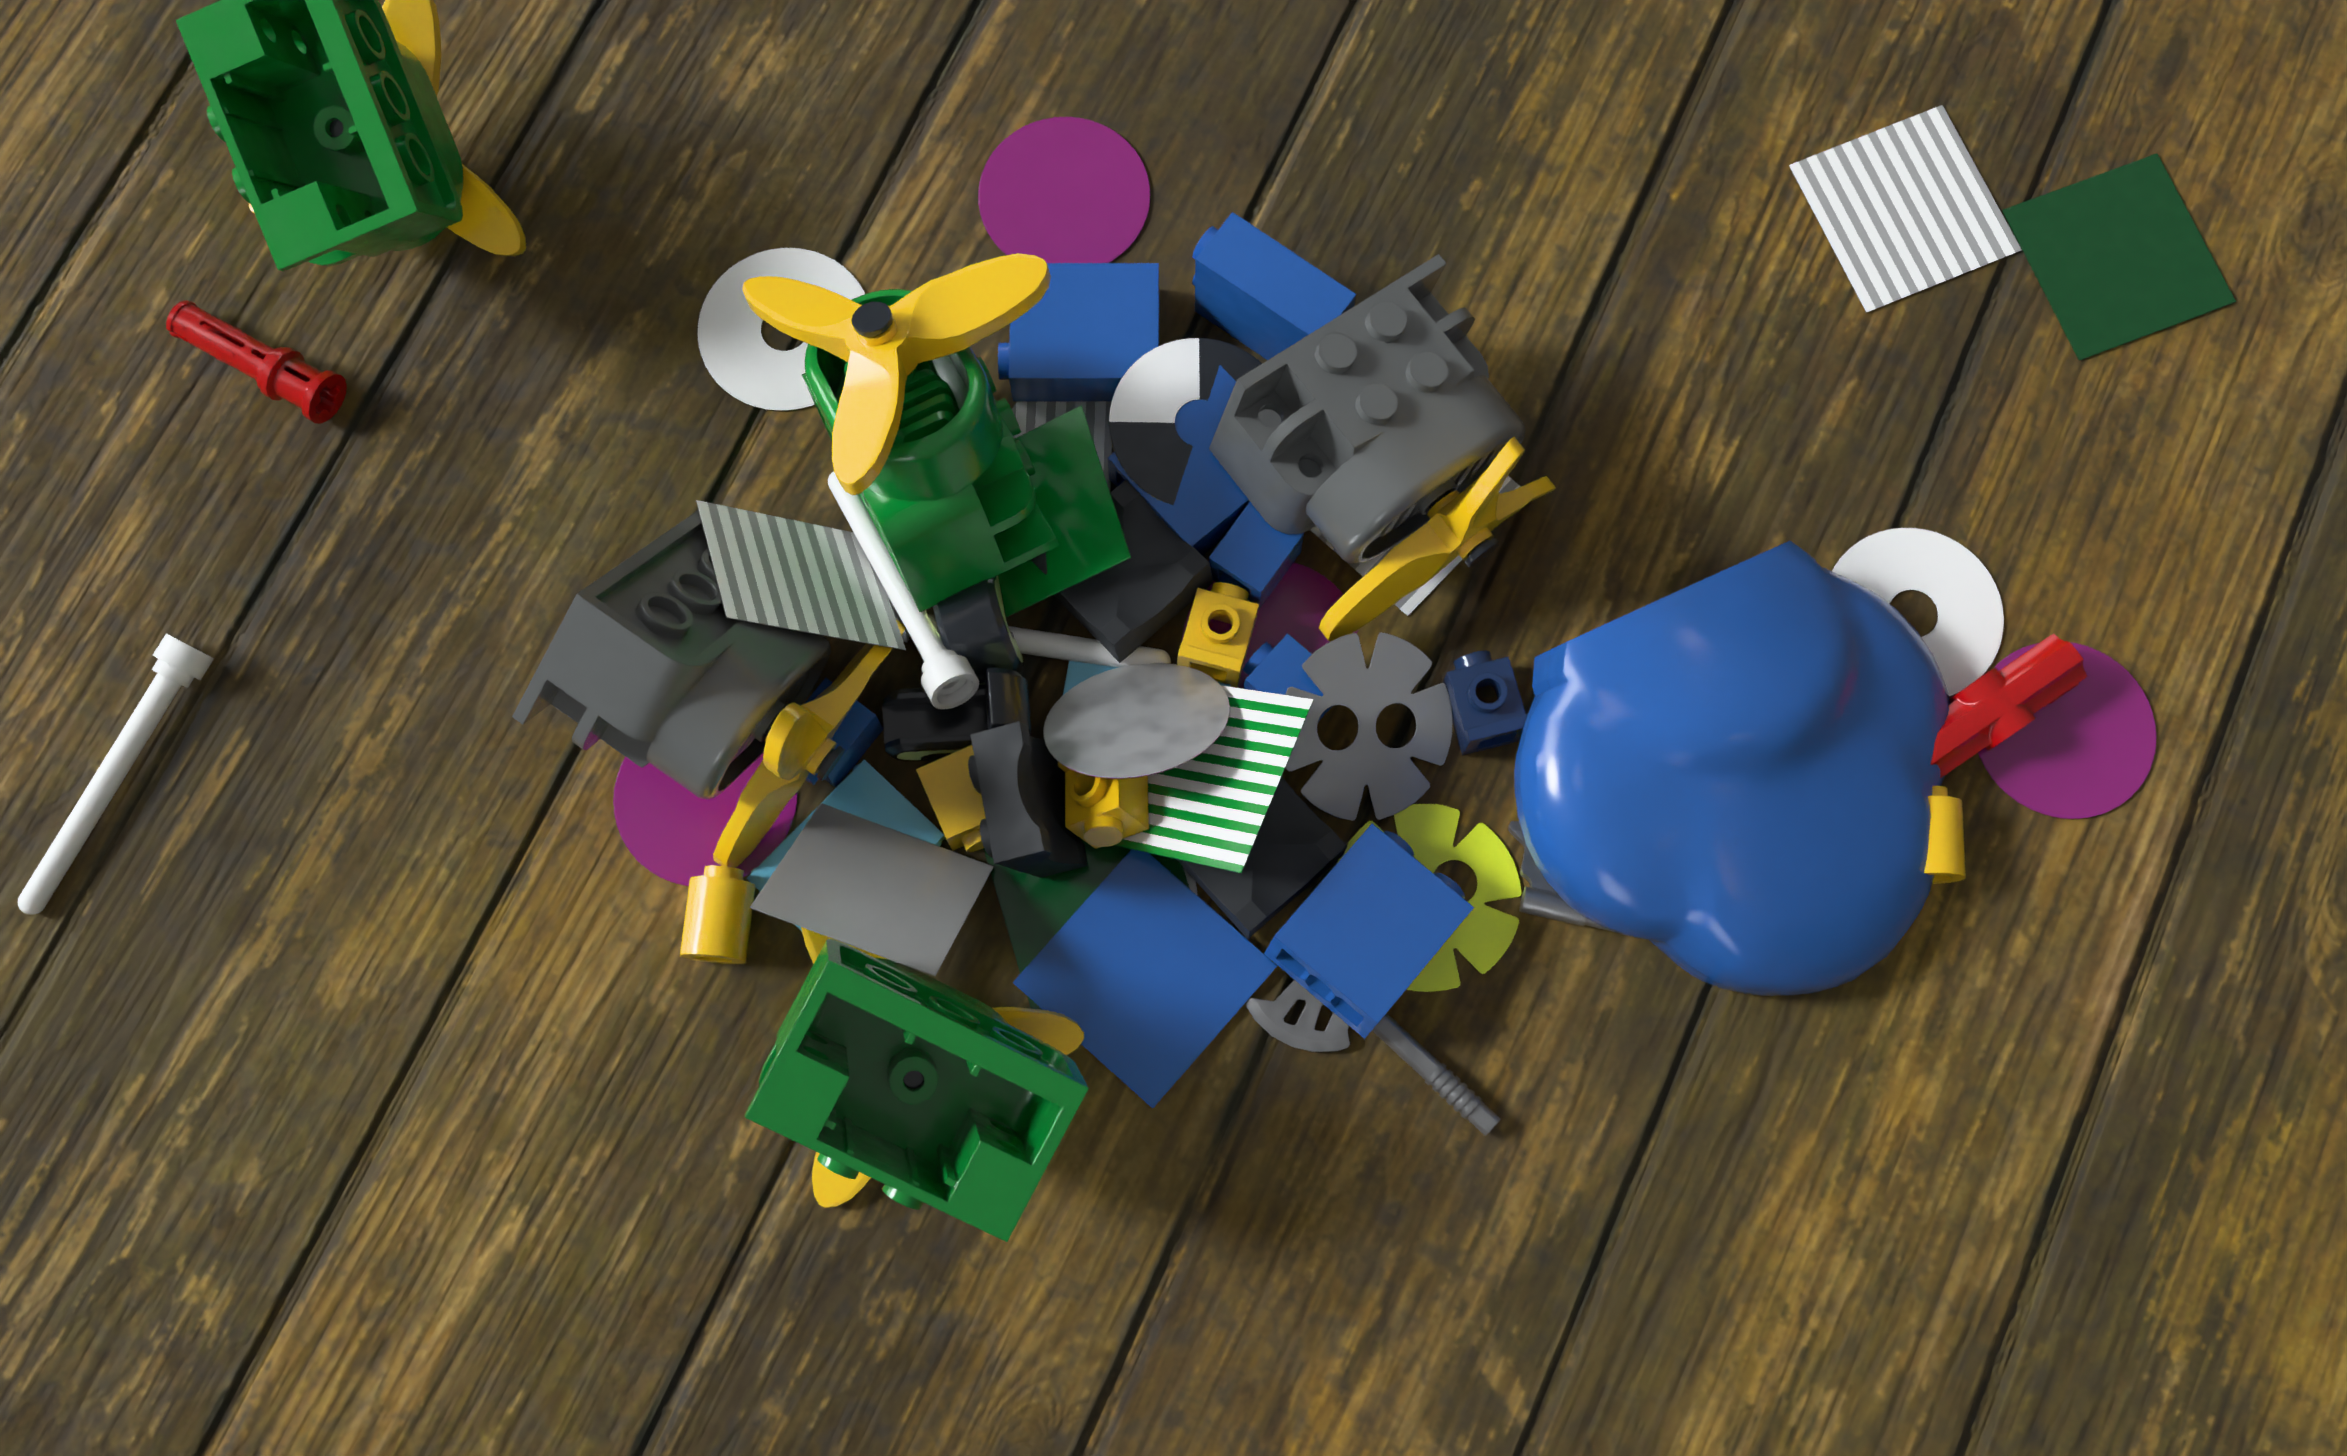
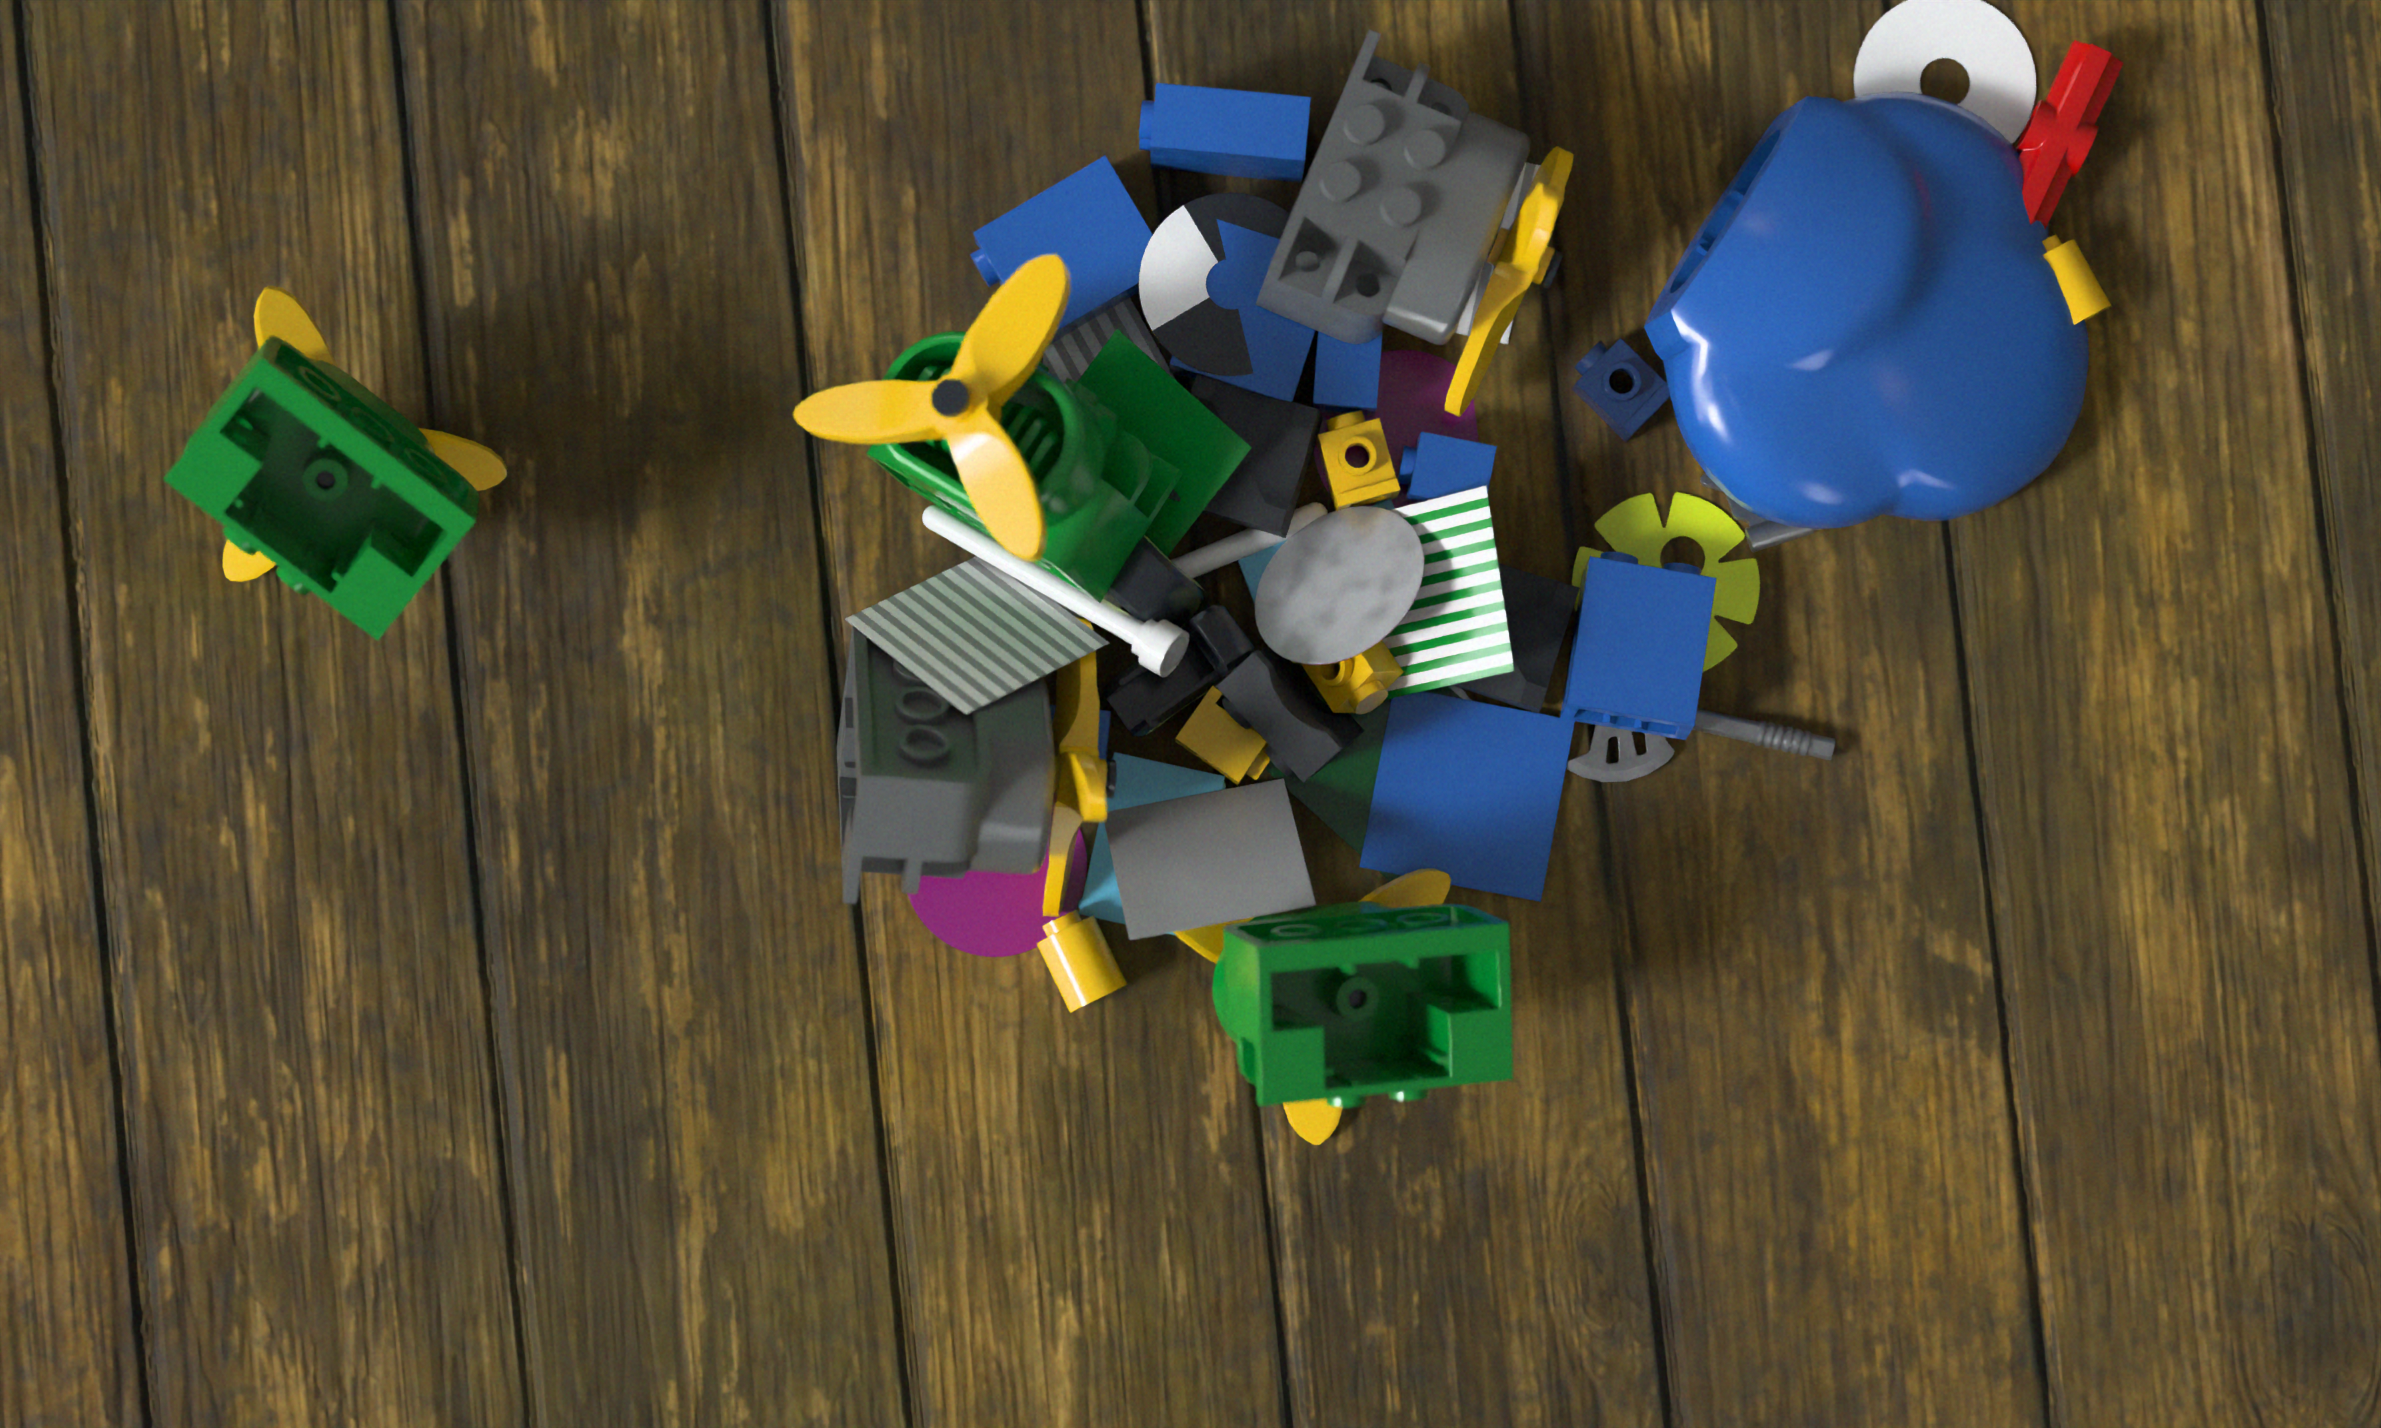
camera: 35 degrees left, 10 degrees up
(175, 668) = (464, 1028): white piece -> none
(278, 371) = (368, 715): red pin -> none
(732, 334) = (737, 390): white sticker -> none
(1064, 192) = (964, 125): magenta sticker -> none
(1389, 772) = (1574, 498): light grey piece -> none
(2083, 748) = (2156, 120): magenta sticker -> none

